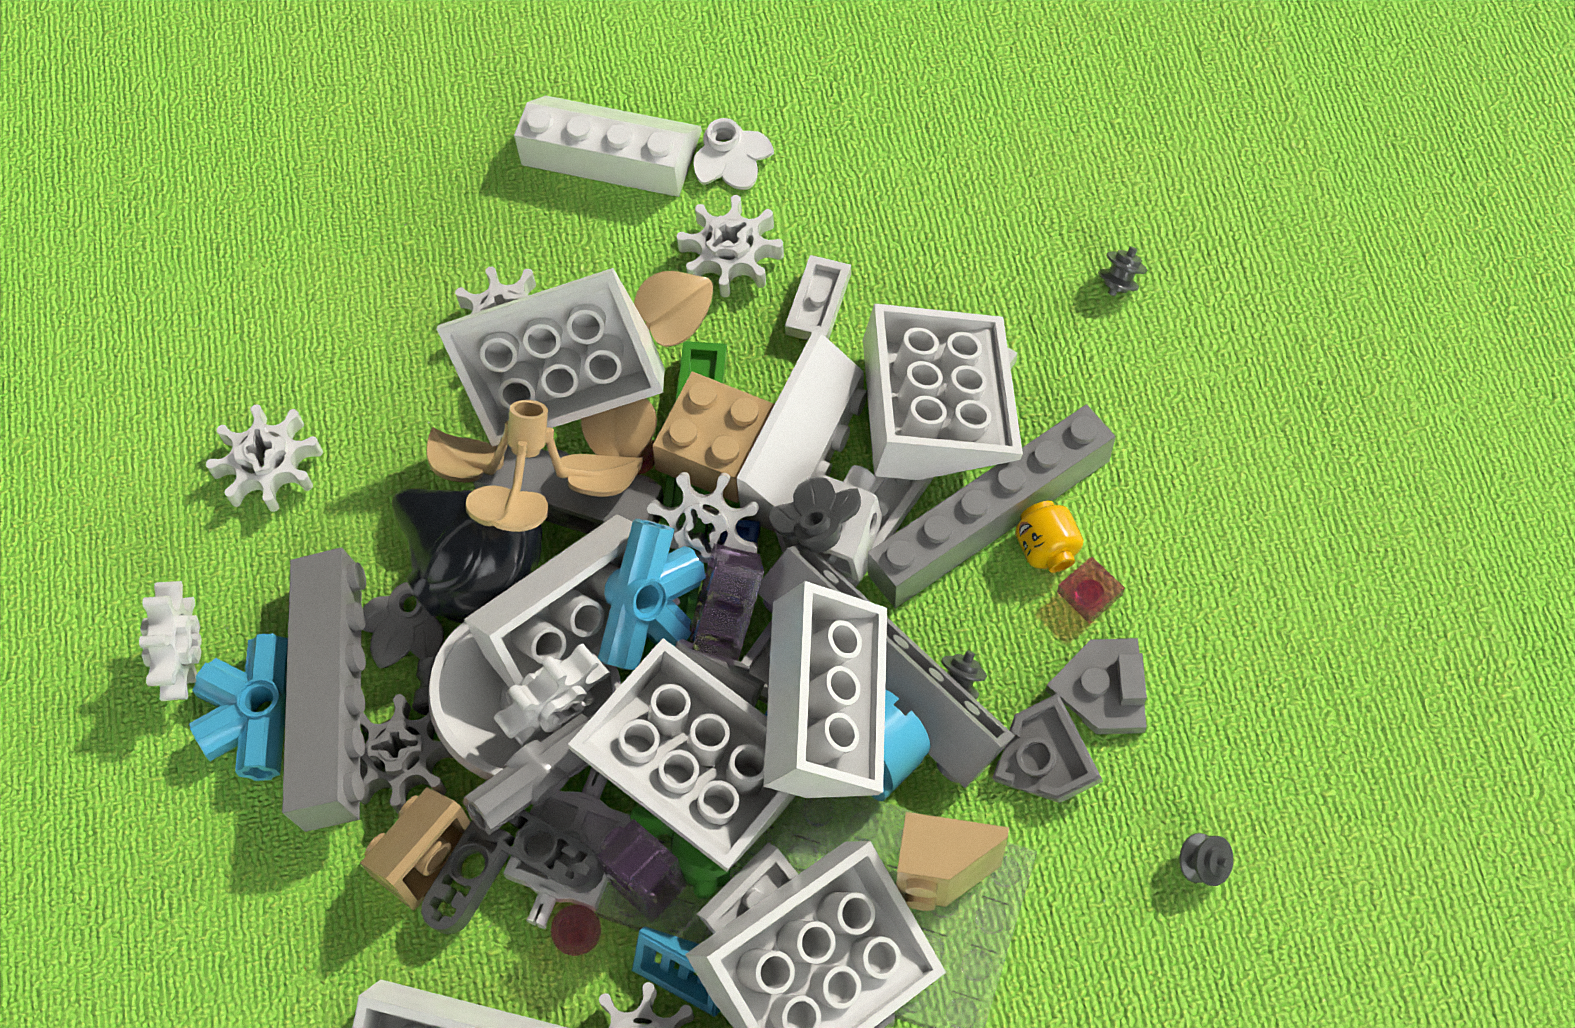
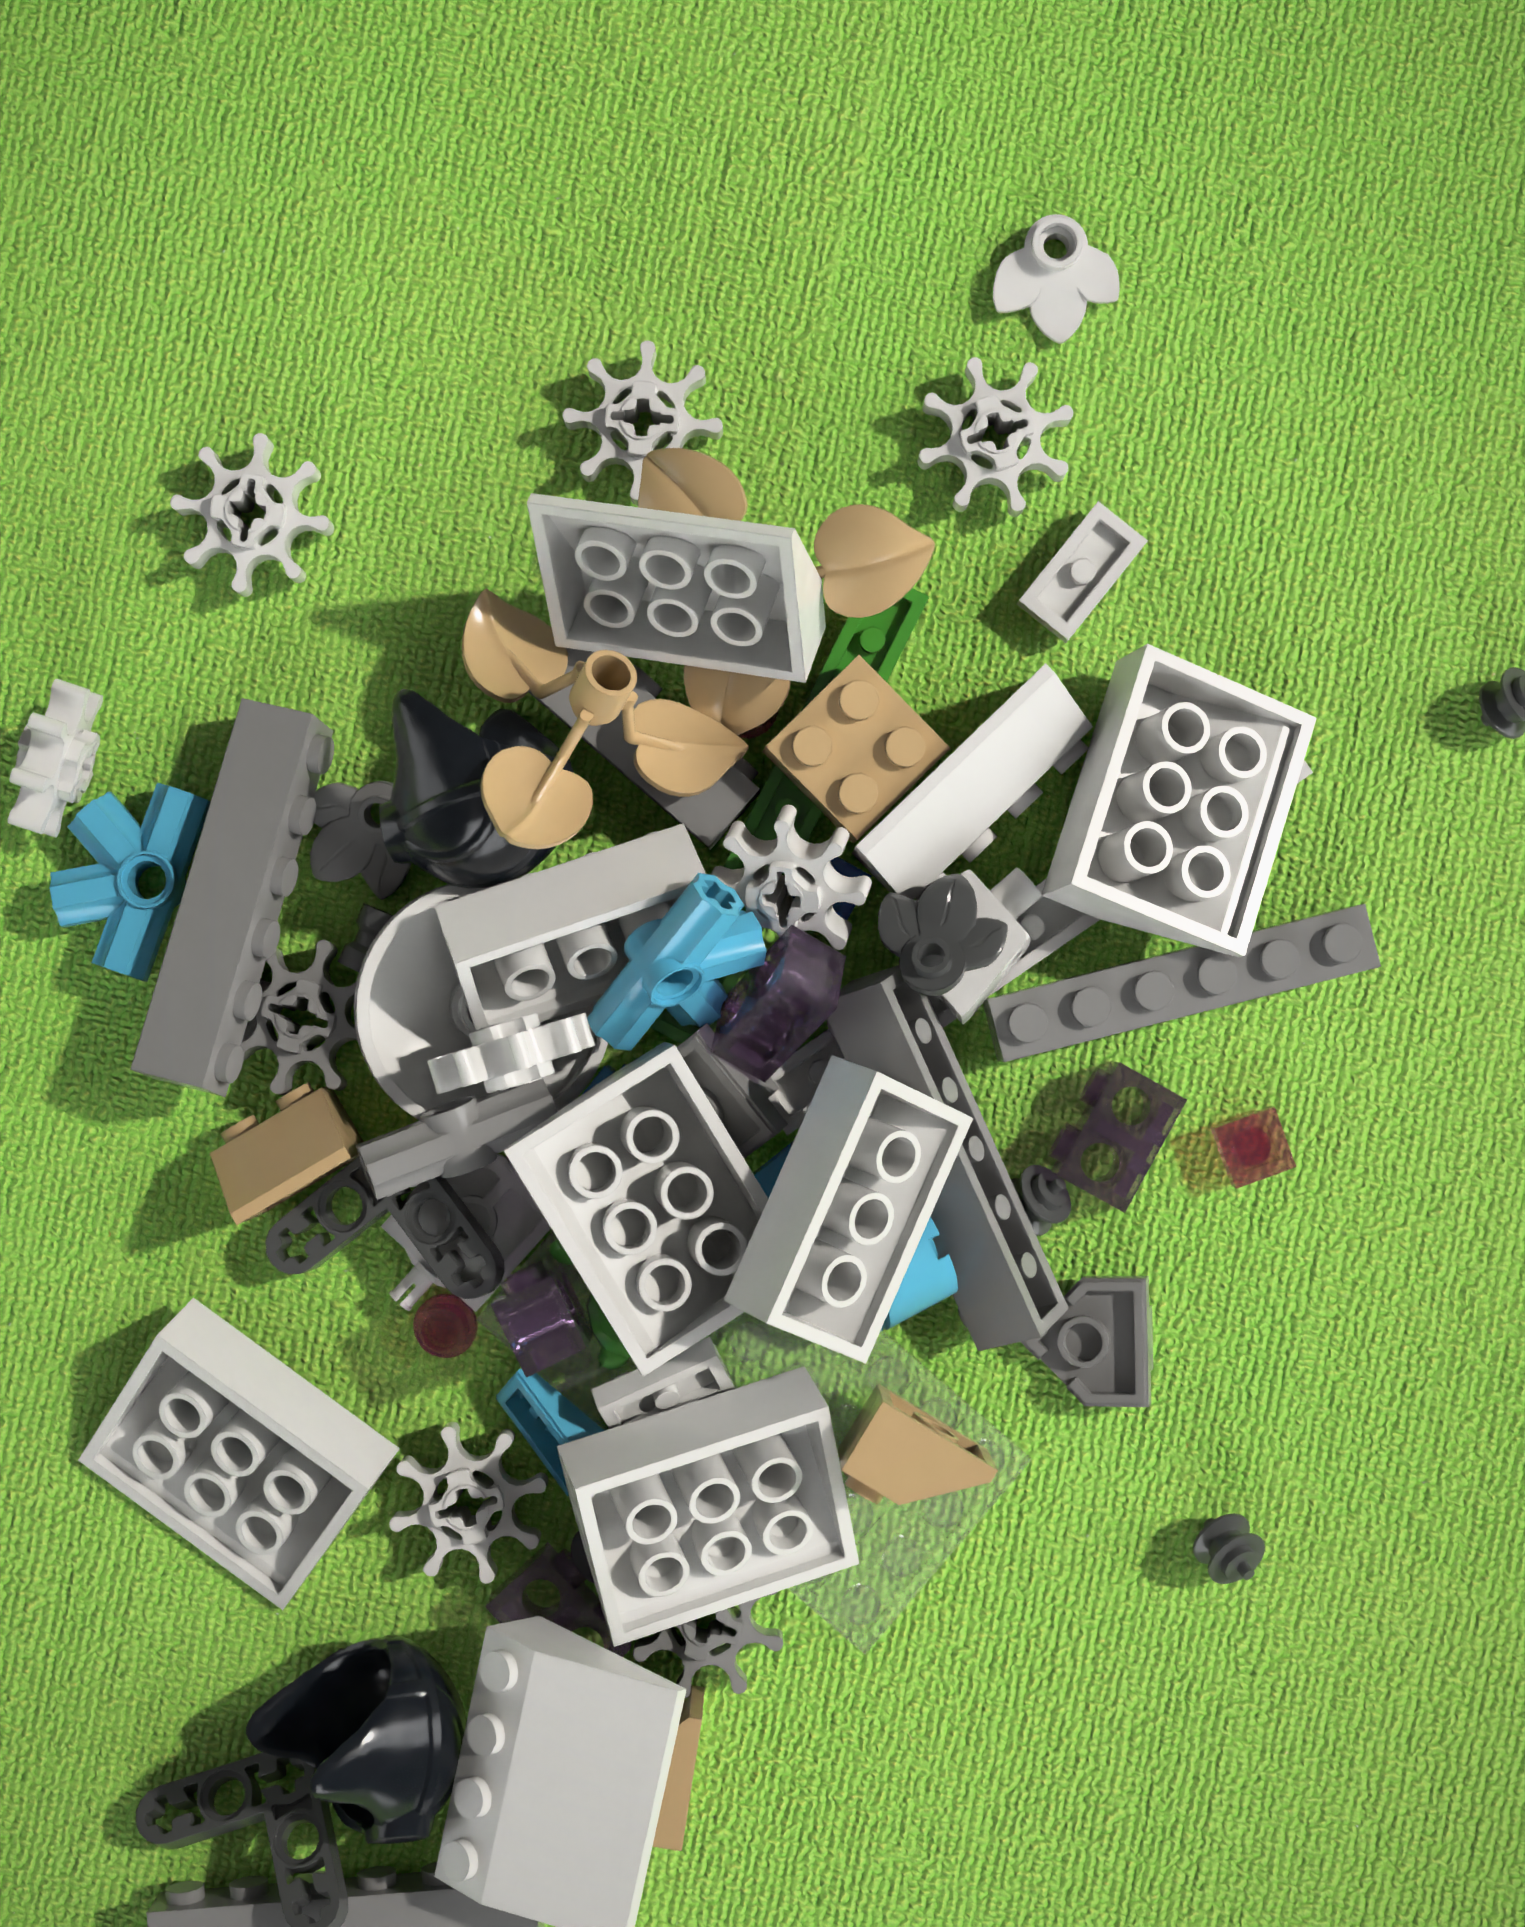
camera: 20 degrees right, 25 degrees up
(606, 144) = (889, 182): white slope -> none
(1000, 616) = (1131, 1143): none -> brick
(1049, 536) = (1232, 1058): yellow head -> none
(1105, 686) = (1212, 1277): light grey plate -> none

